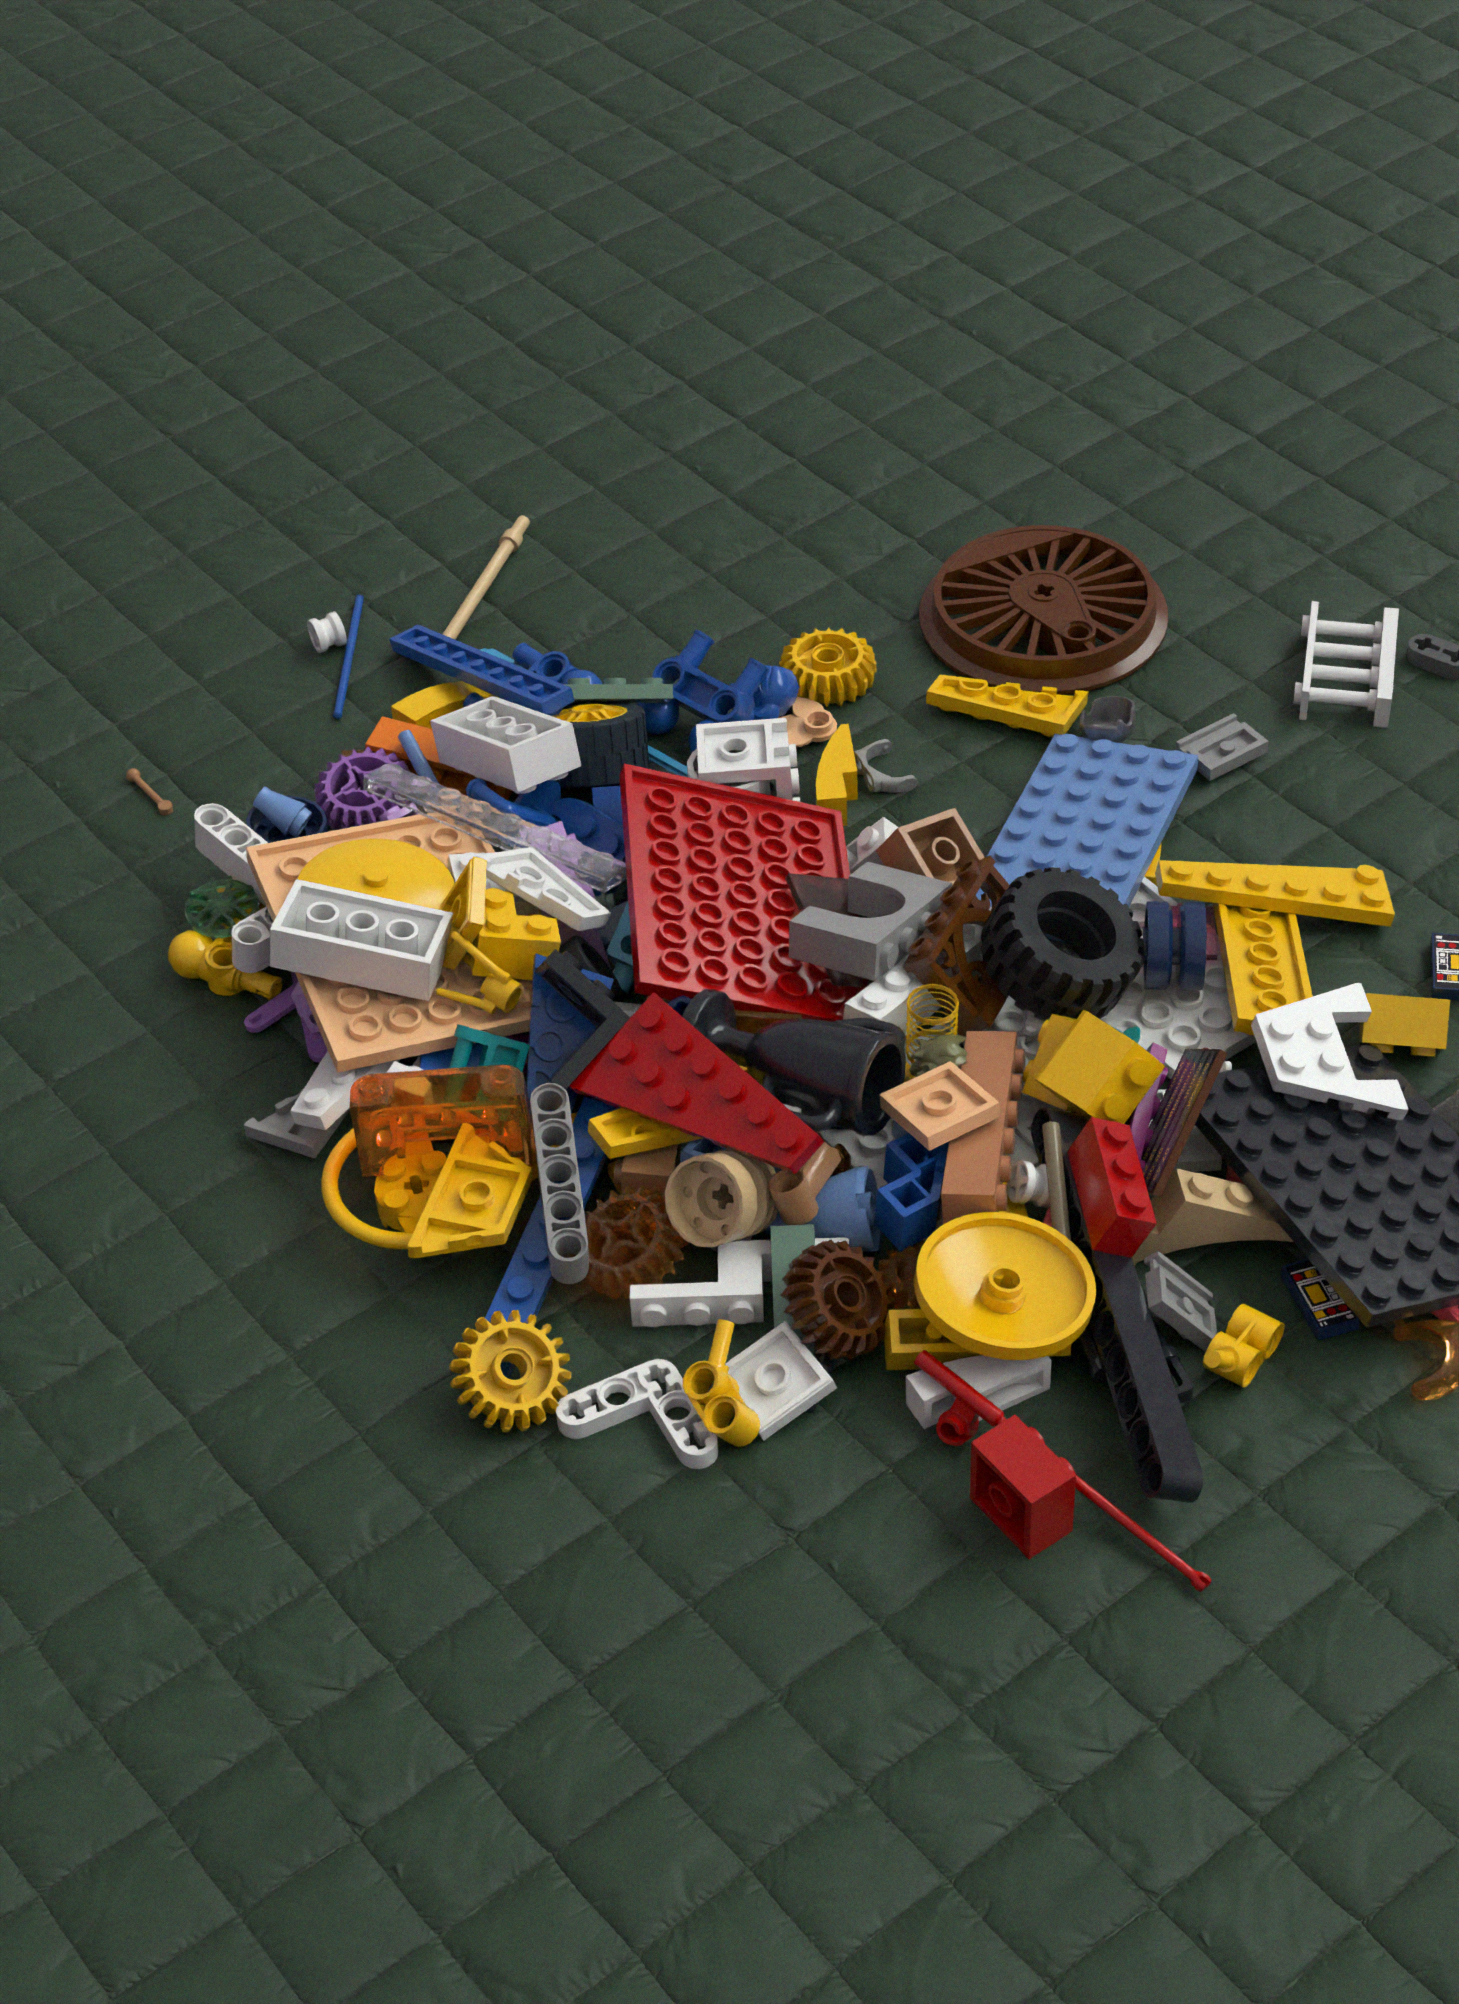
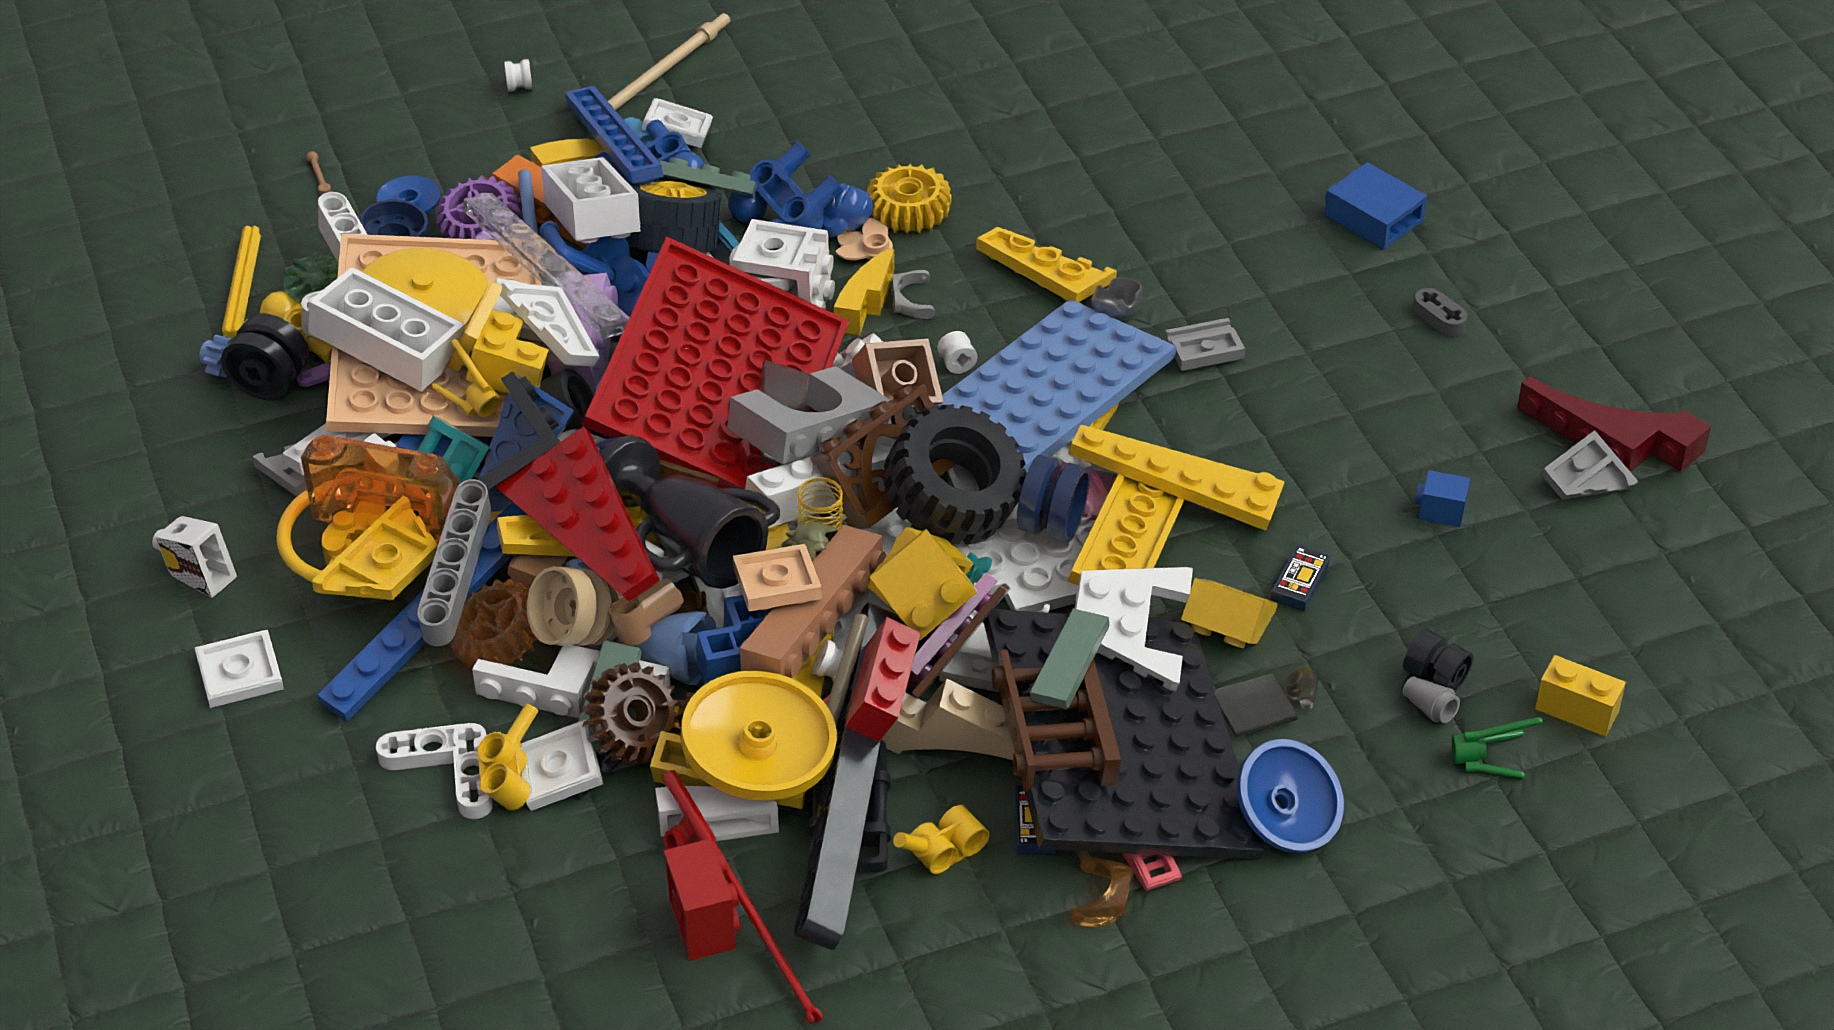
camera: 15 degrees right, 0 degrees up
(124, 934) = (241, 281): none -> yellow axle
(147, 1021) = (211, 354): none -> medium blue gear
(206, 1008) = (265, 356): none -> black wheel
(236, 1252) = (196, 554): none -> white torso
(277, 779) = (413, 189): none -> blue dish
(284, 812) = (395, 214): medium blue cone -> none
(346, 1370) = (239, 668): none -> white tile
(348, 657) = (529, 99): blue axle -> none
(492, 1391) = (347, 678): yellow gear -> none
(539, 637) = (688, 122): none -> white plate
(976, 818) = (957, 352): none -> white wheel
(1047, 606) = (1119, 192): reddish brown piece -> none
(1179, 1300) = (908, 787): light grey plate -> none
(1308, 1111) = (1070, 659): none -> sand green tile
(1316, 562) = (1375, 205): none -> blue brick
(1335, 1148) = (1095, 726): none -> reddish brown fence
(1377, 677) = (1374, 318): white fence -> none

